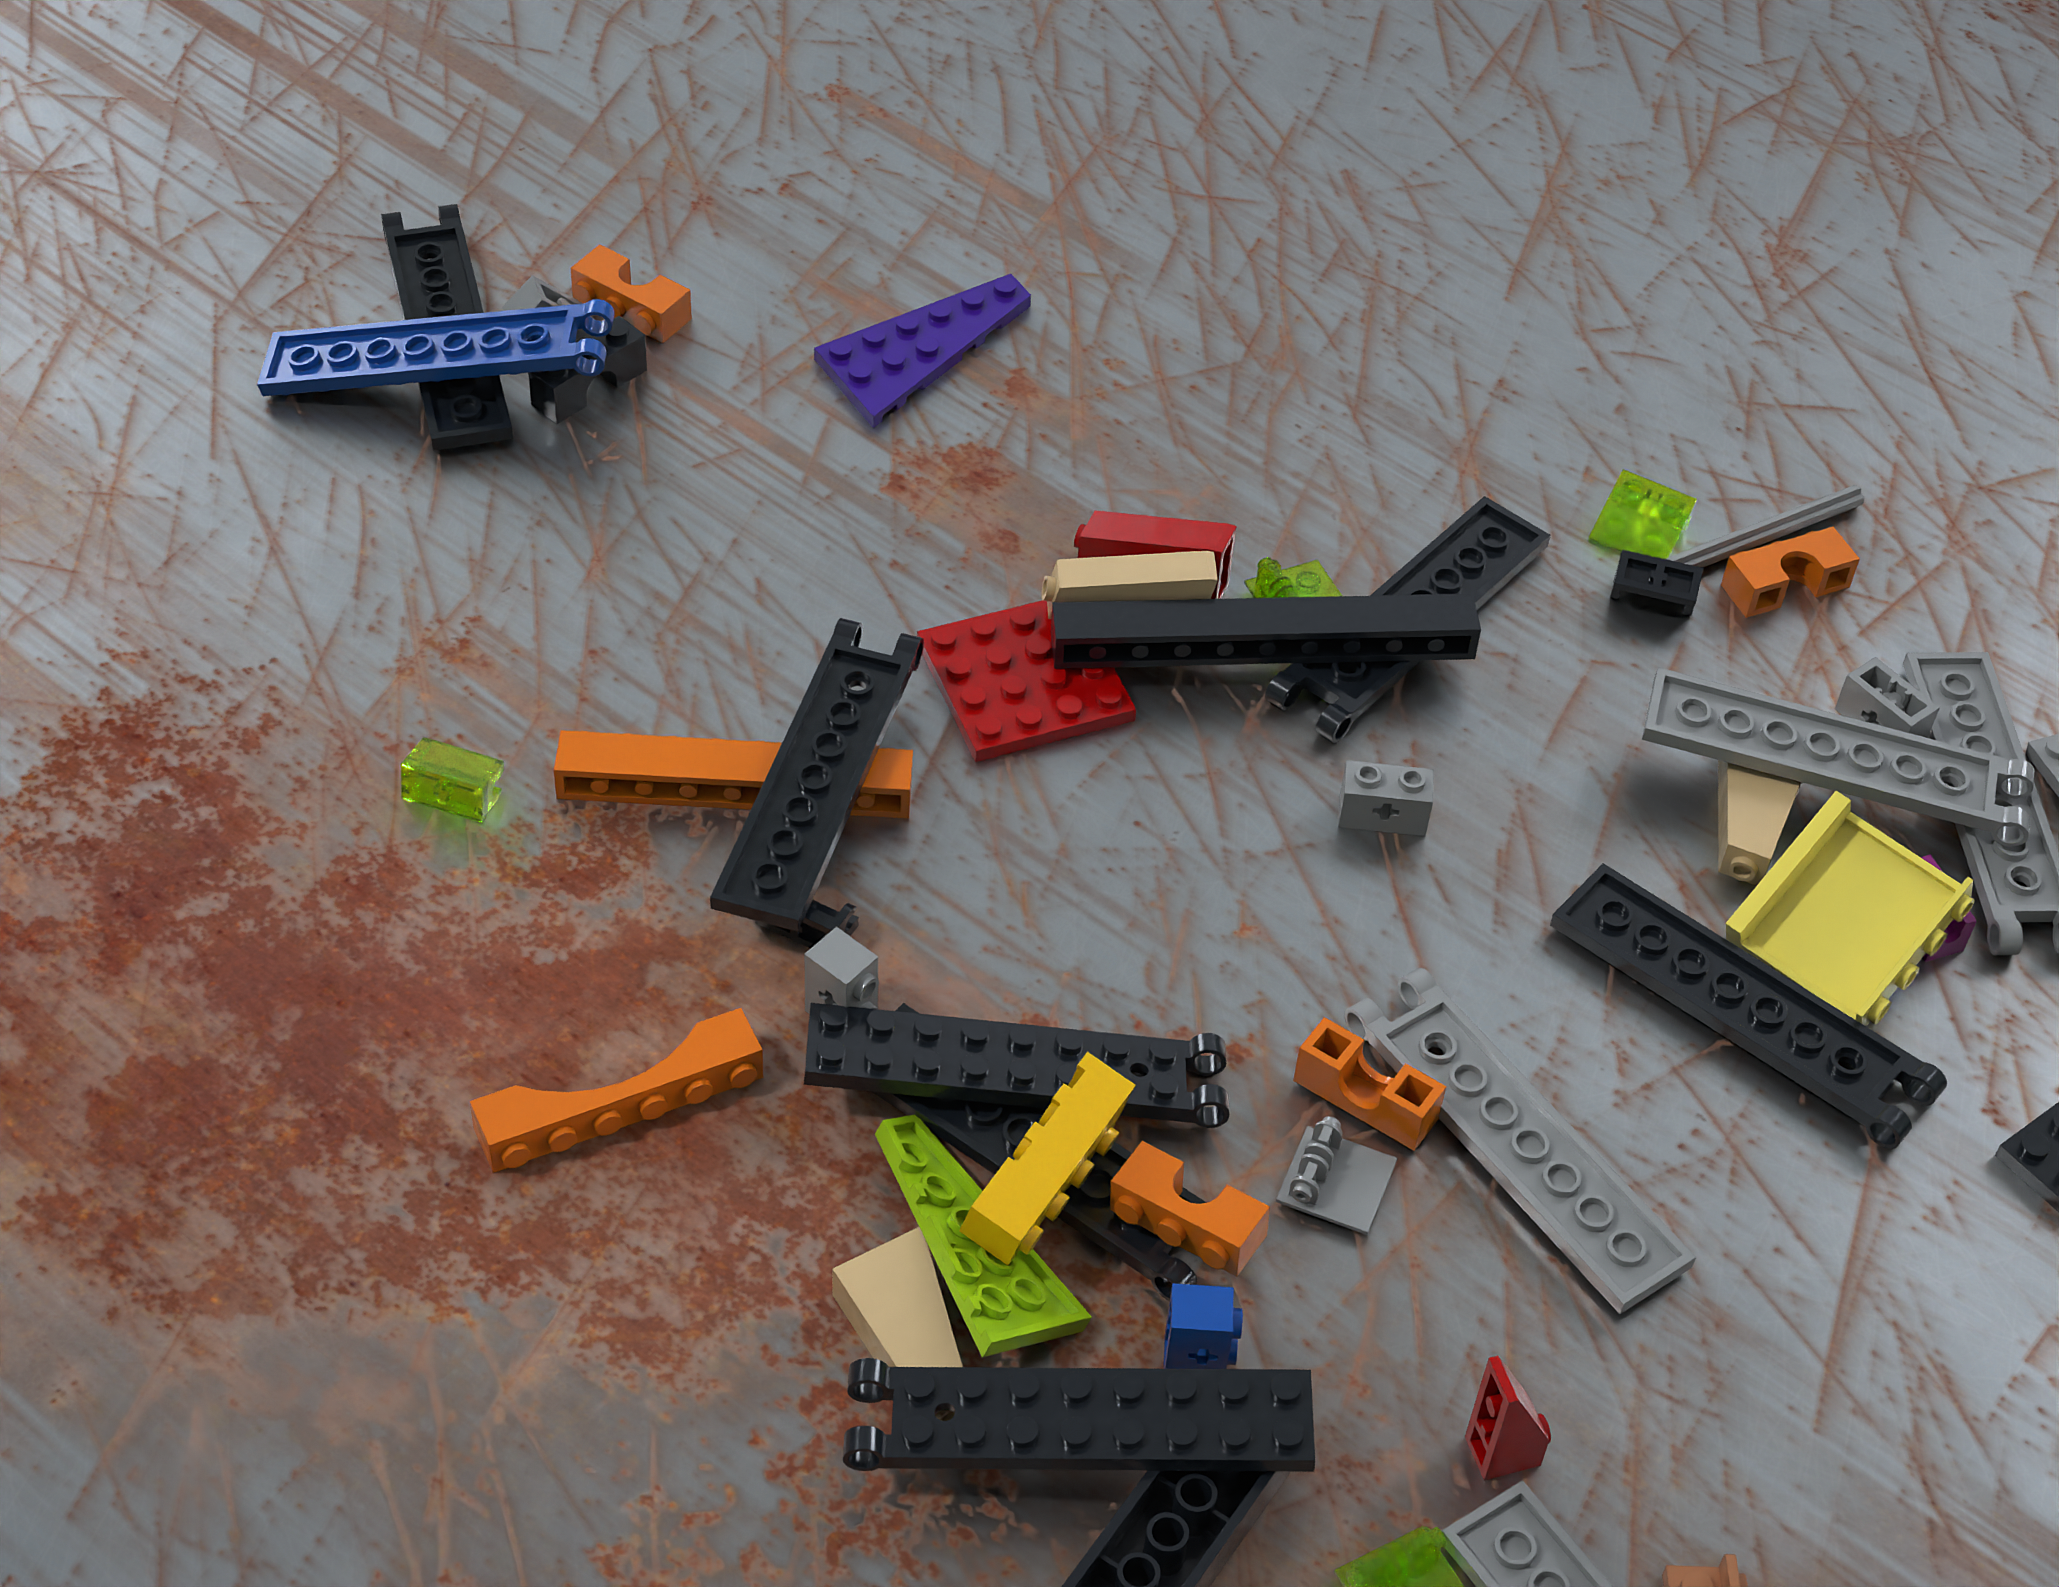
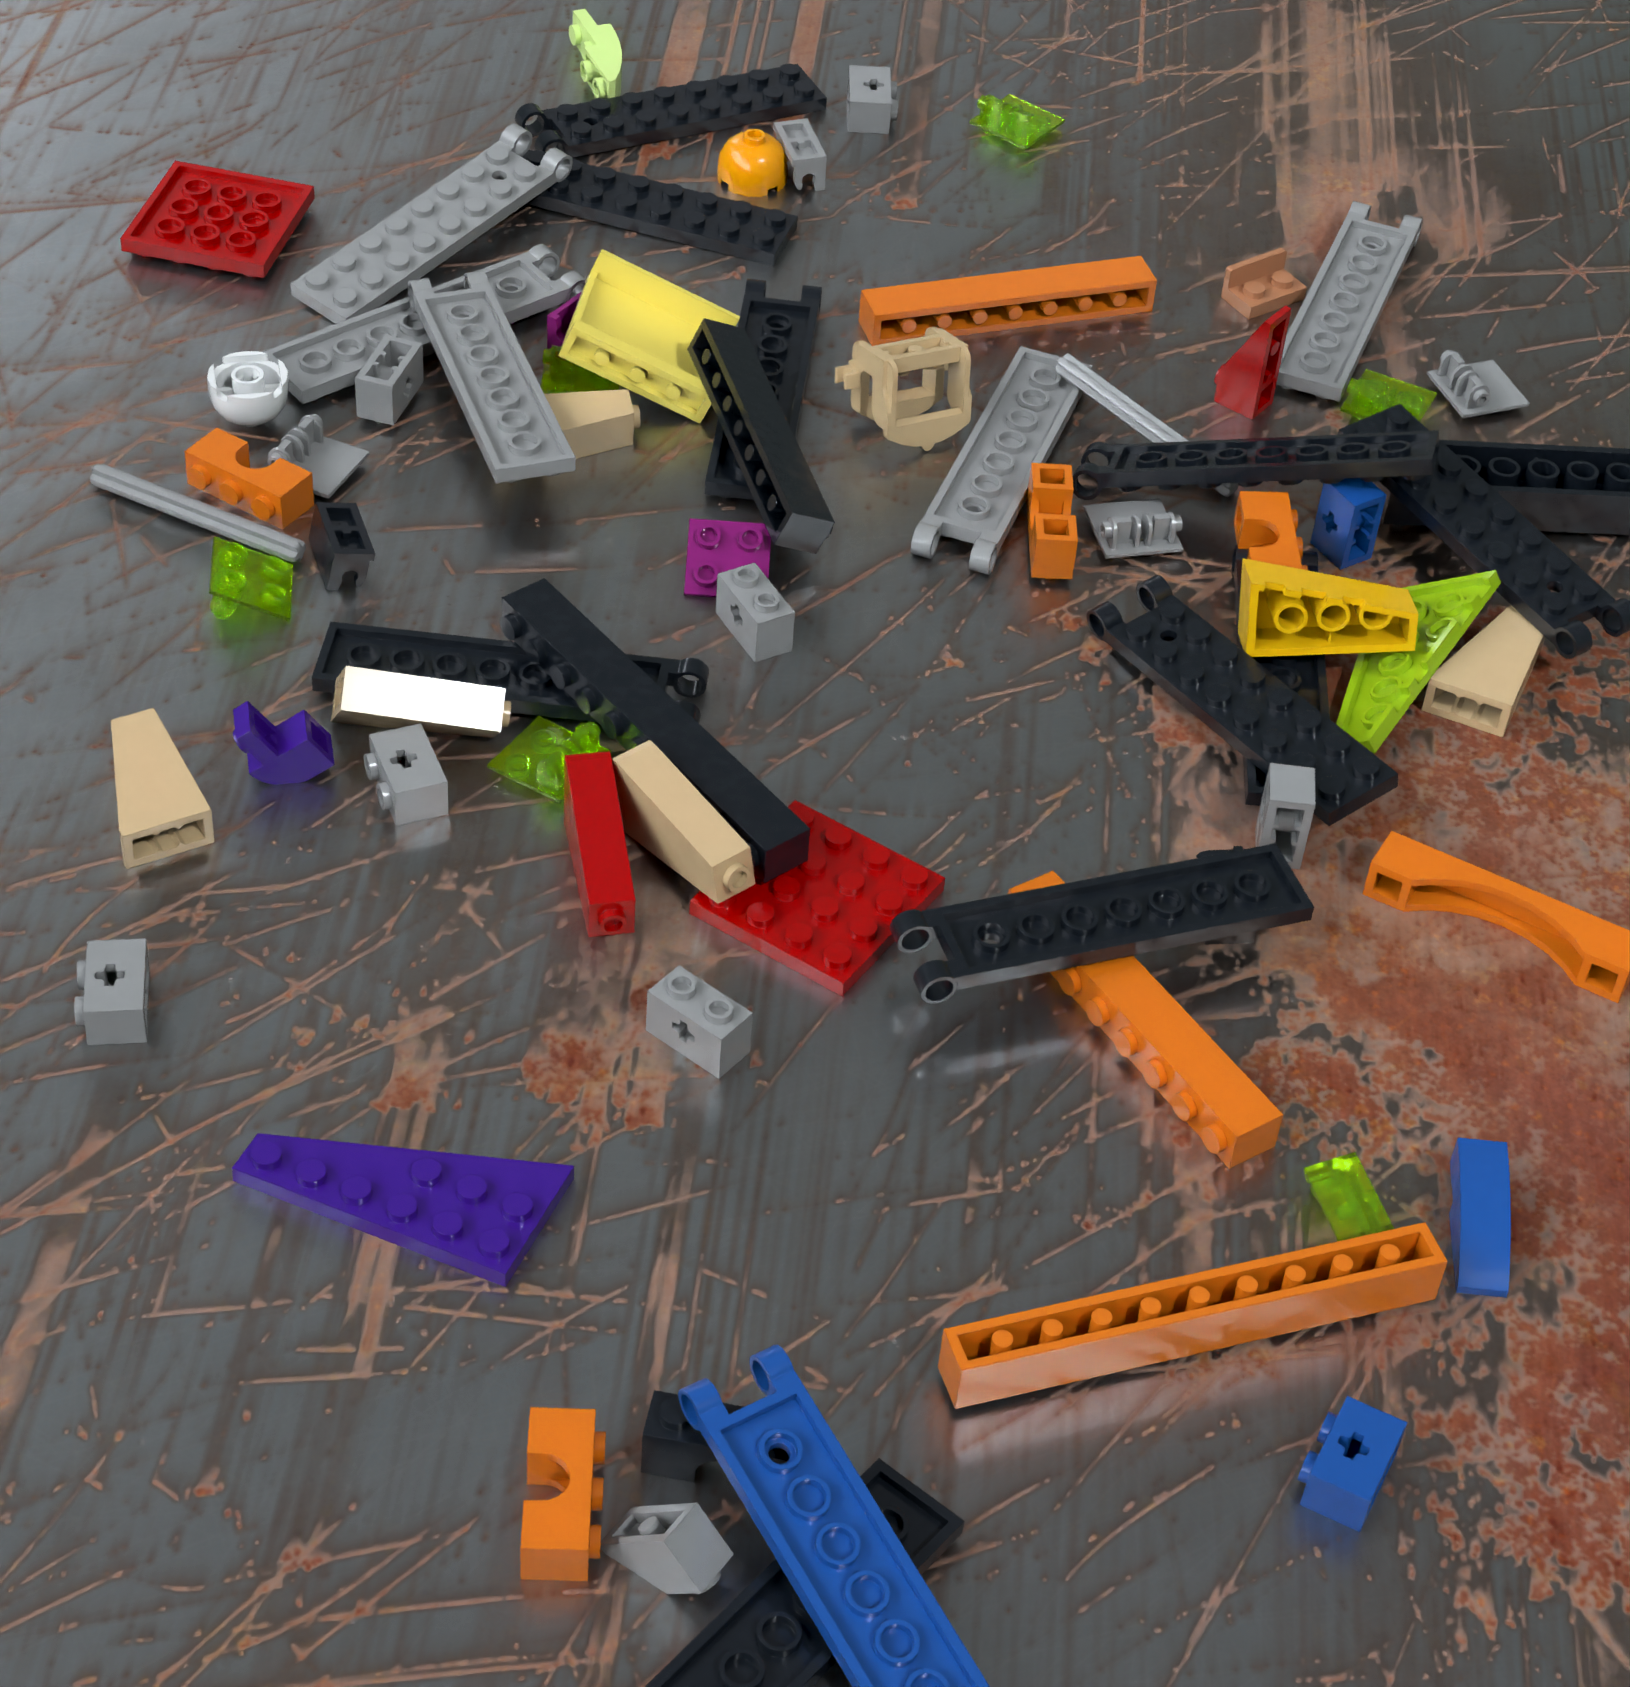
camera: 125 degrees left, 5 degrees down
(275, 641) = (1351, 1463): none -> blue brick
(373, 849) = (1481, 1217): none -> blue slope
(446, 630) = (1189, 1314): none -> orange brick
(941, 527) = (699, 1021): none -> light grey brick
(1212, 280) = (114, 992): none -> light grey brick
(1299, 1269) = (1260, 460): none -> black hinge
(1331, 503) = (407, 774): none -> light grey brick
(1400, 519) = (404, 700): none -> slope
(1411, 439) = (283, 752): none -> dark purple brick
(1416, 371) = (155, 792): none -> tan slope
(1481, 828) = (720, 547): none -> magenta hinge
(1486, 1283) = (1123, 407): none -> light grey axle
(1630, 903) = (760, 437): none -> black brick
(1658, 1037) = (899, 410): none -> tan animal
(1796, 1316) = (1008, 300): none -> orange brick
(1803, 628) = (324, 457): none -> light grey hinge
(1914, 602) = (248, 388): none -> white cylinder

